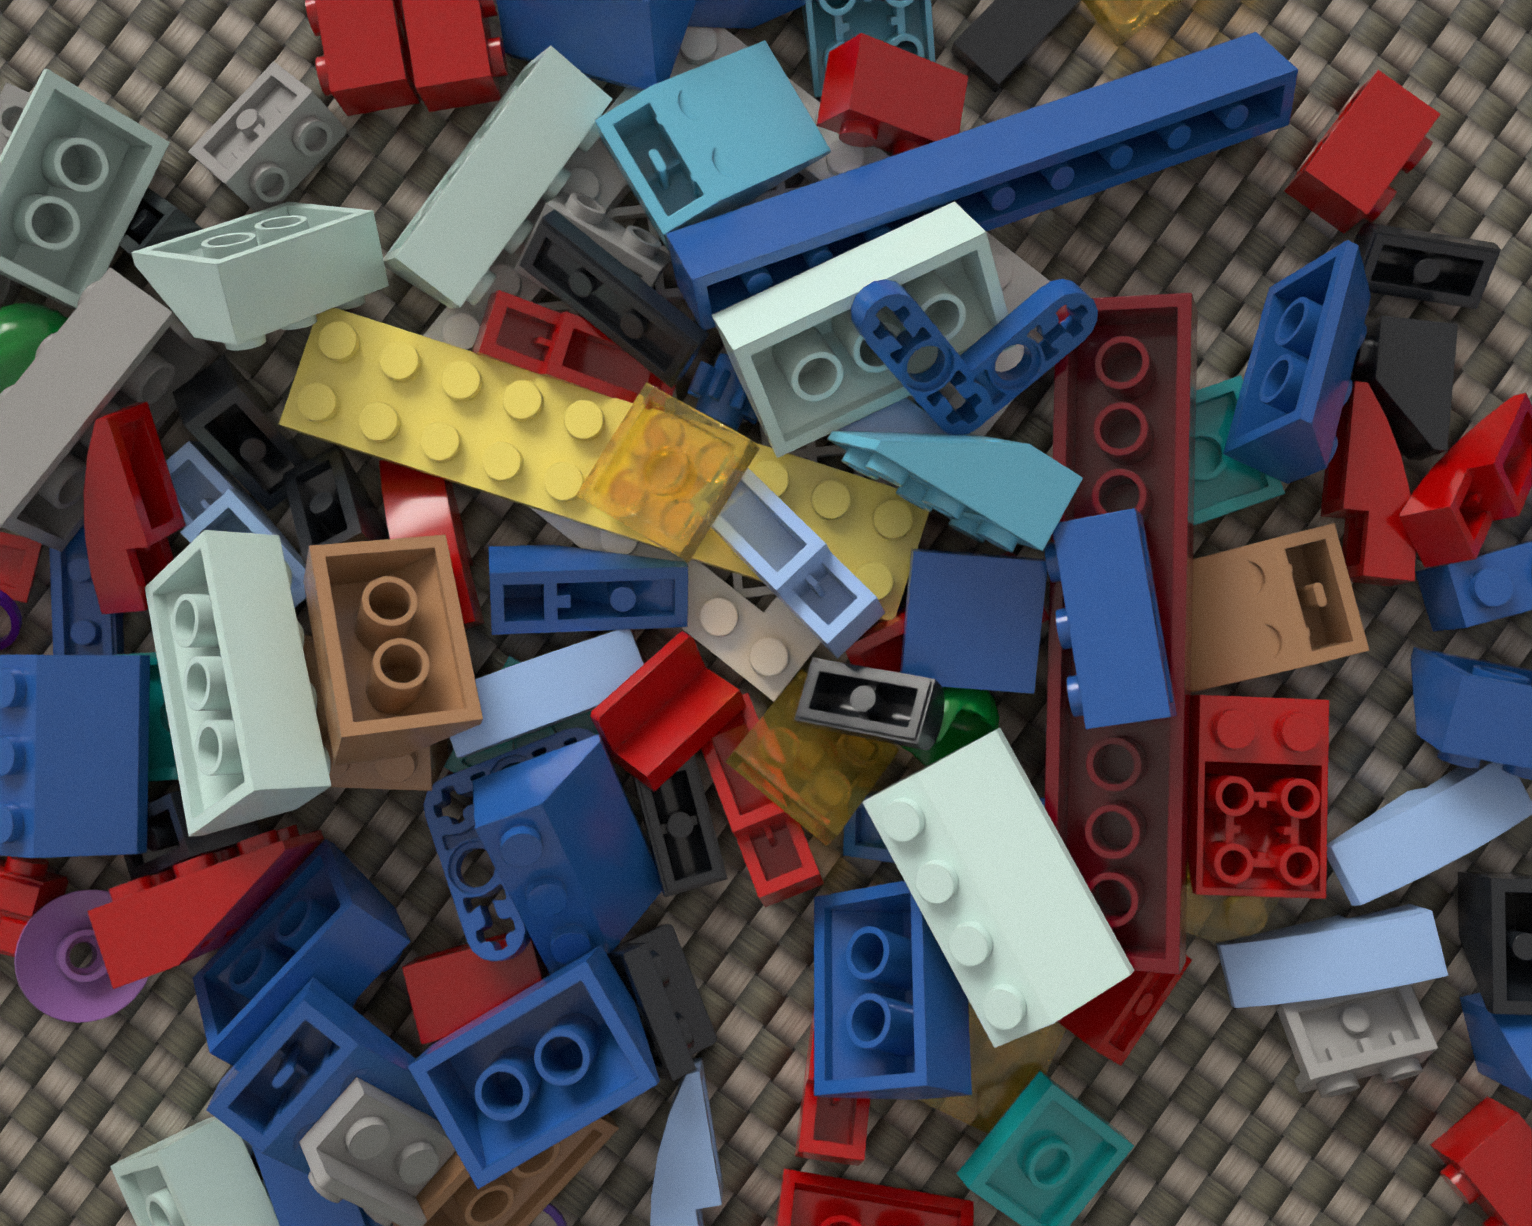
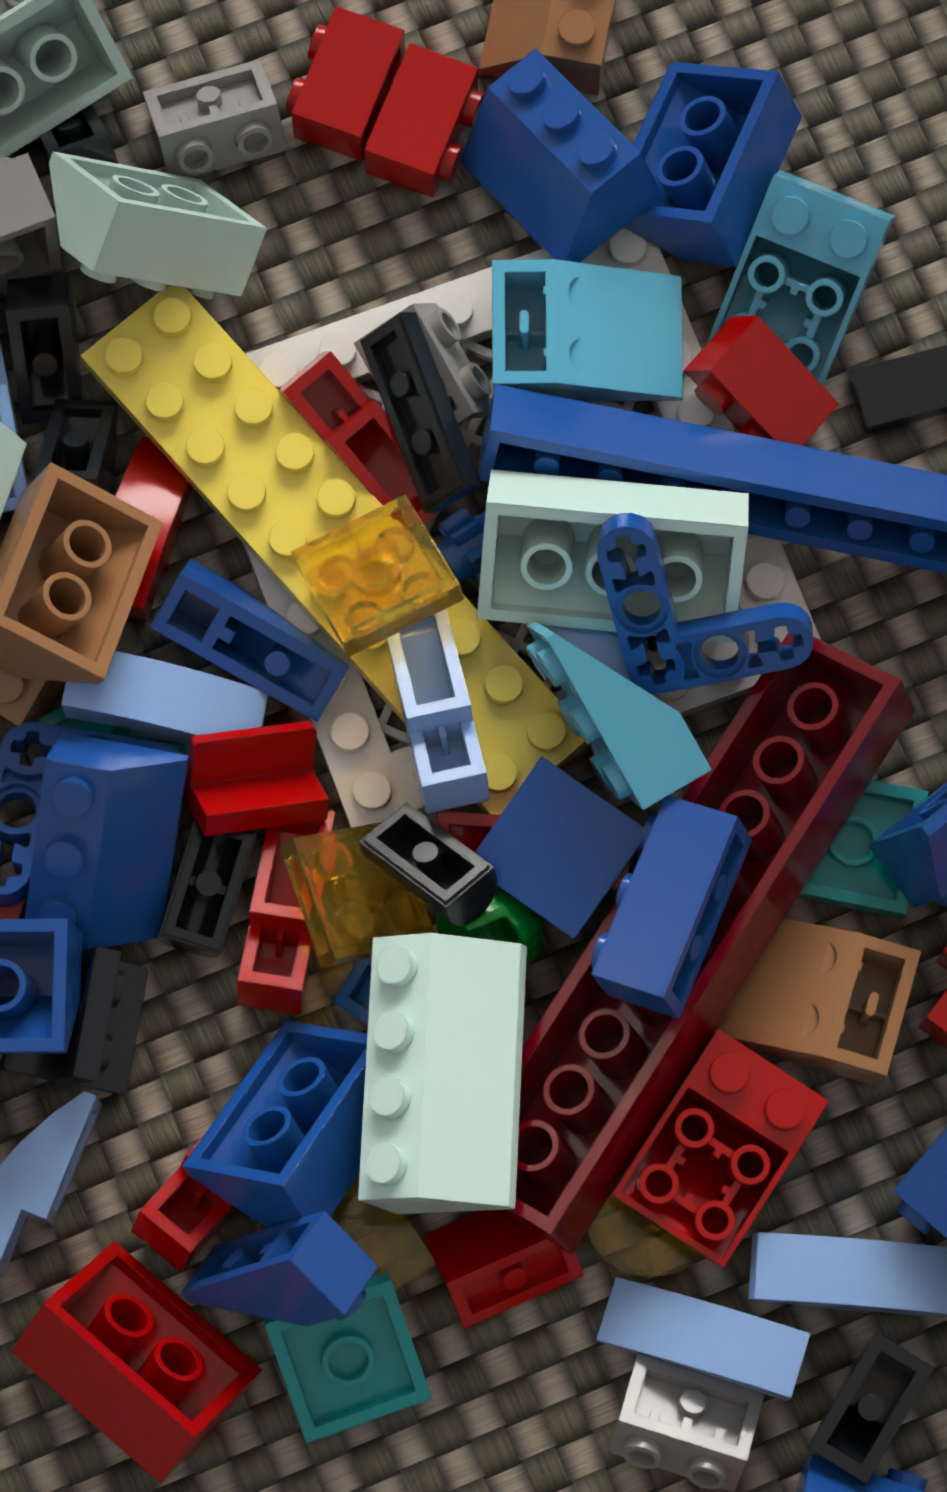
camera: 30 degrees right, 10 degrees down
(499, 181) = (384, 264): light aqua slope -> none
(961, 1138) = (286, 1273): none -> blue slope

